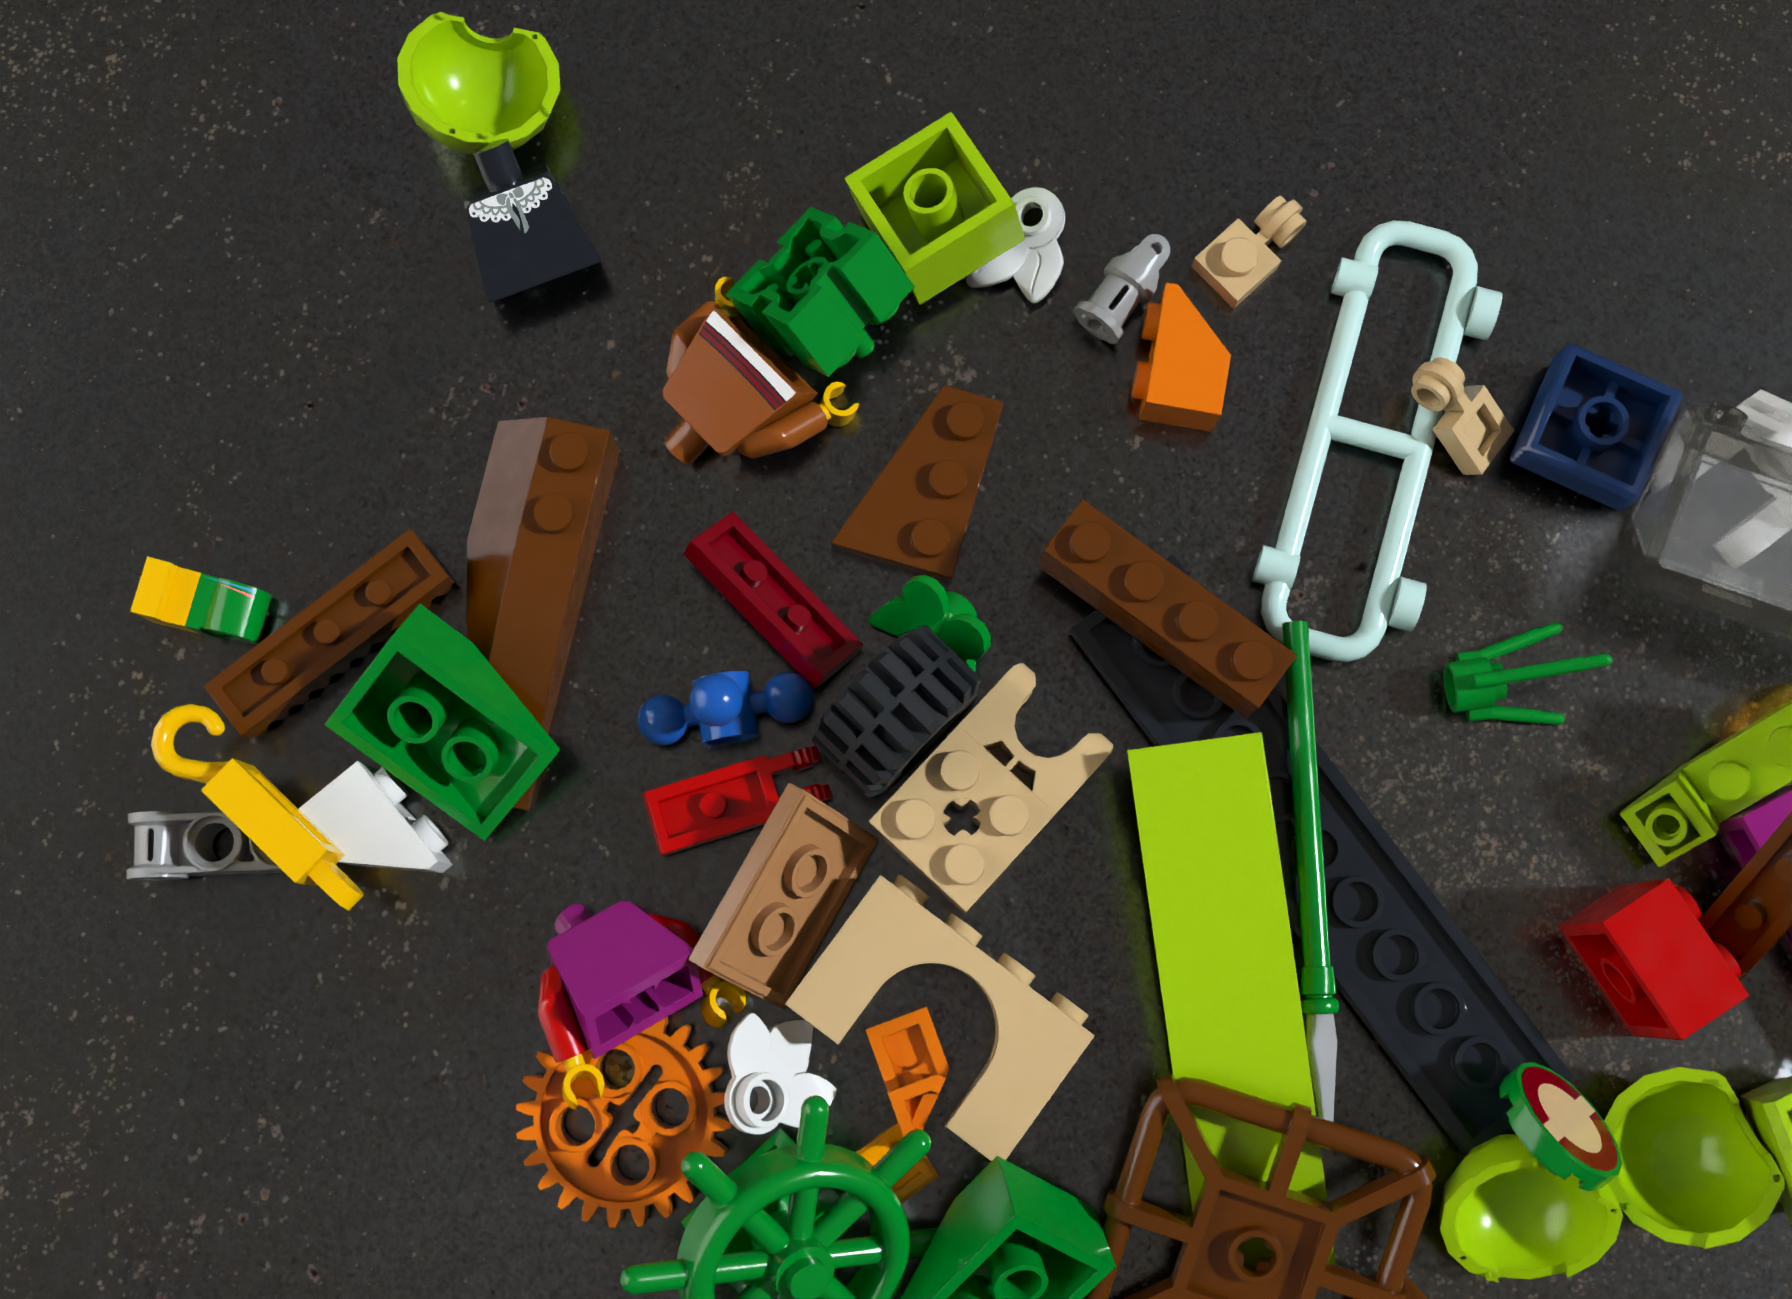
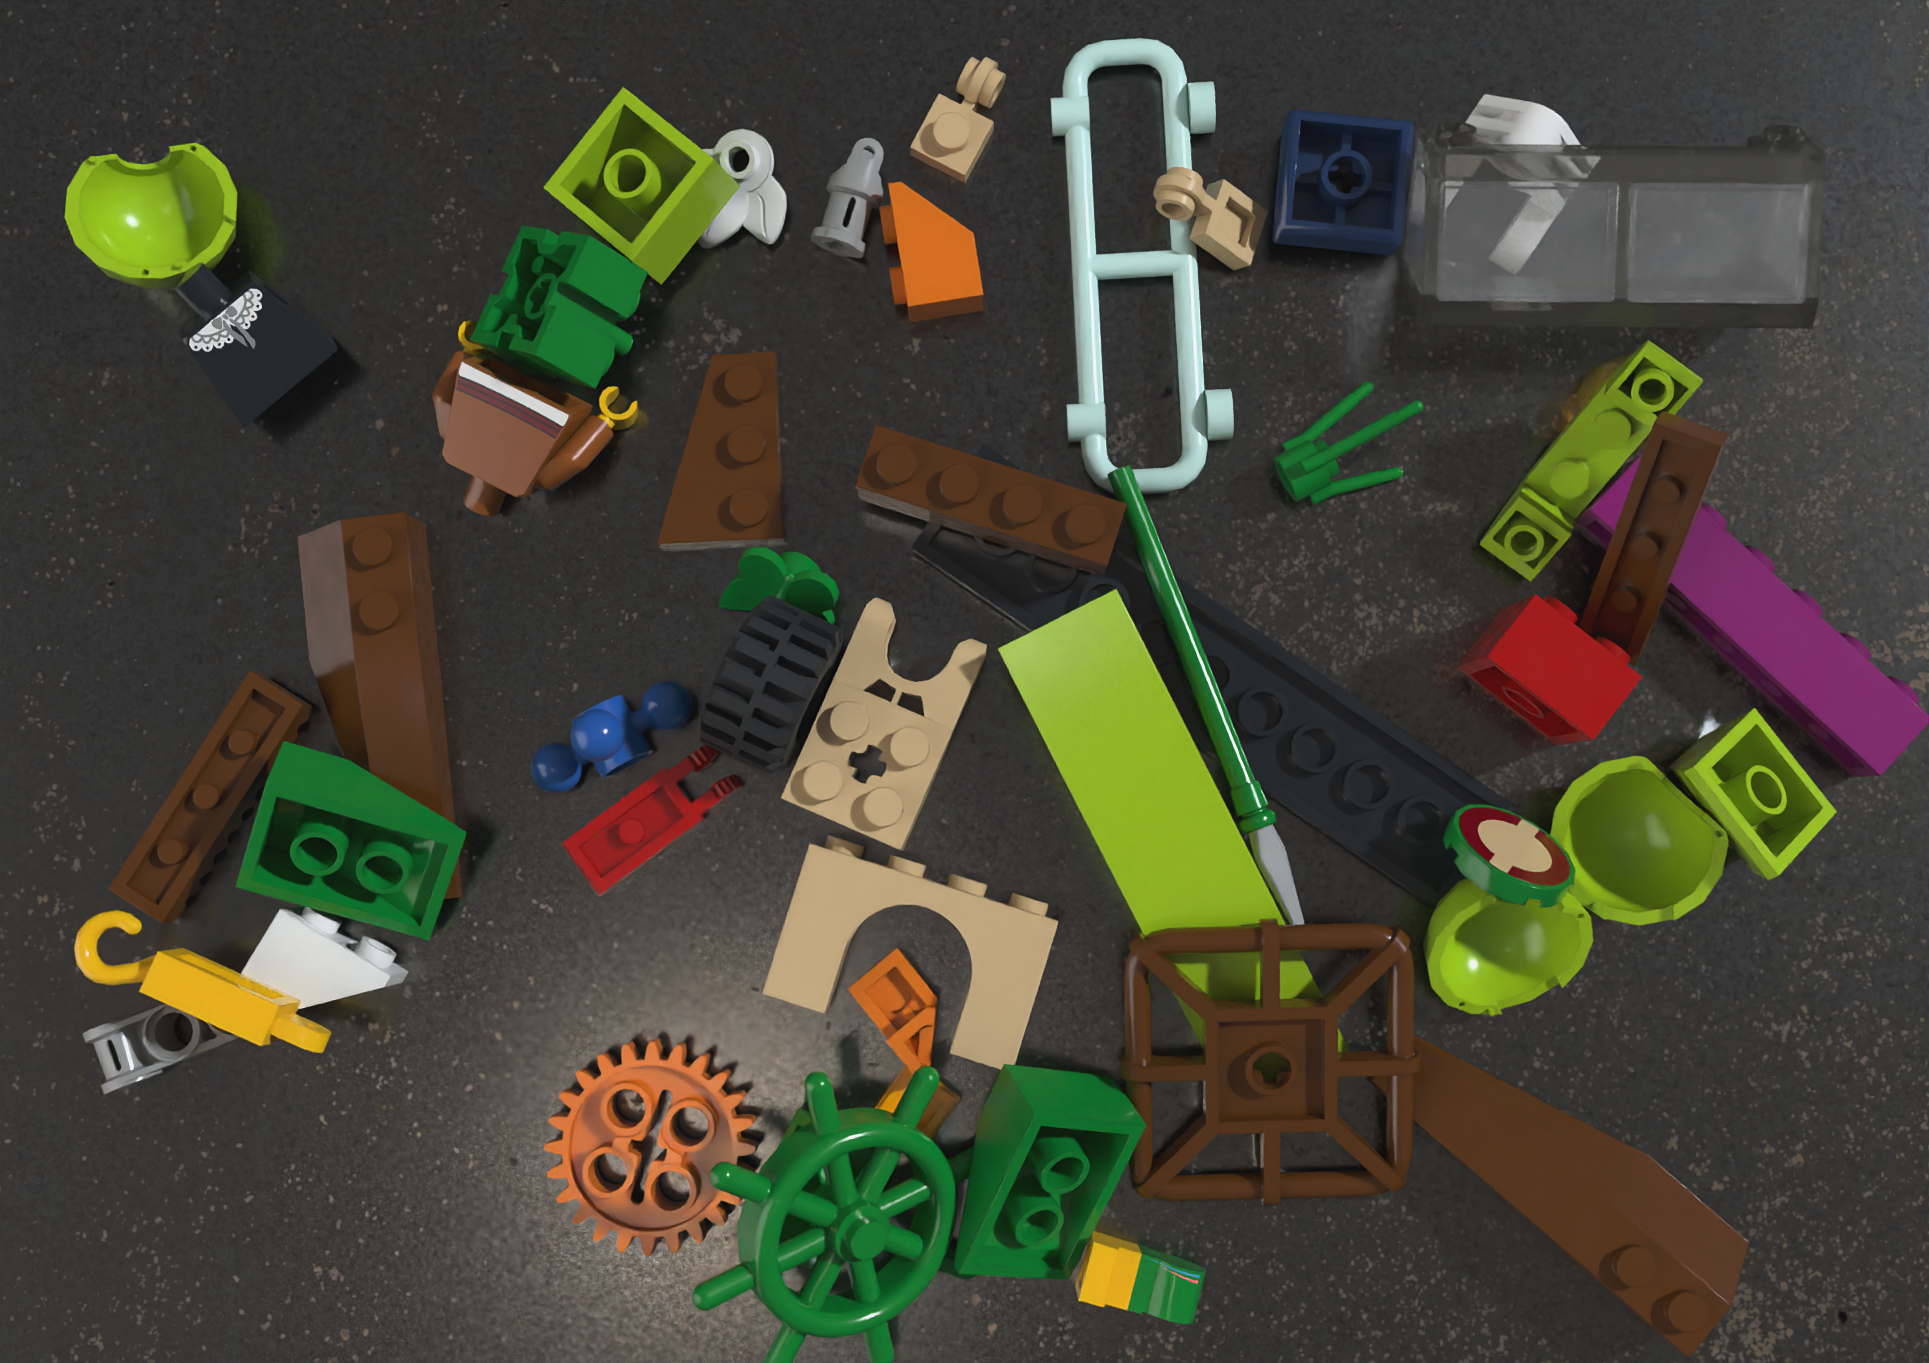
camera: 15 degrees left, 5 degrees up
(200, 602) = (75, 810): leg -> none
(616, 979) = (599, 1024): magenta torso -> none
(773, 599) = (620, 617): dark red plate -> none
(776, 1068) = (777, 1054): white plate -> none
(784, 897) = (727, 895): medium nougat tile -> none

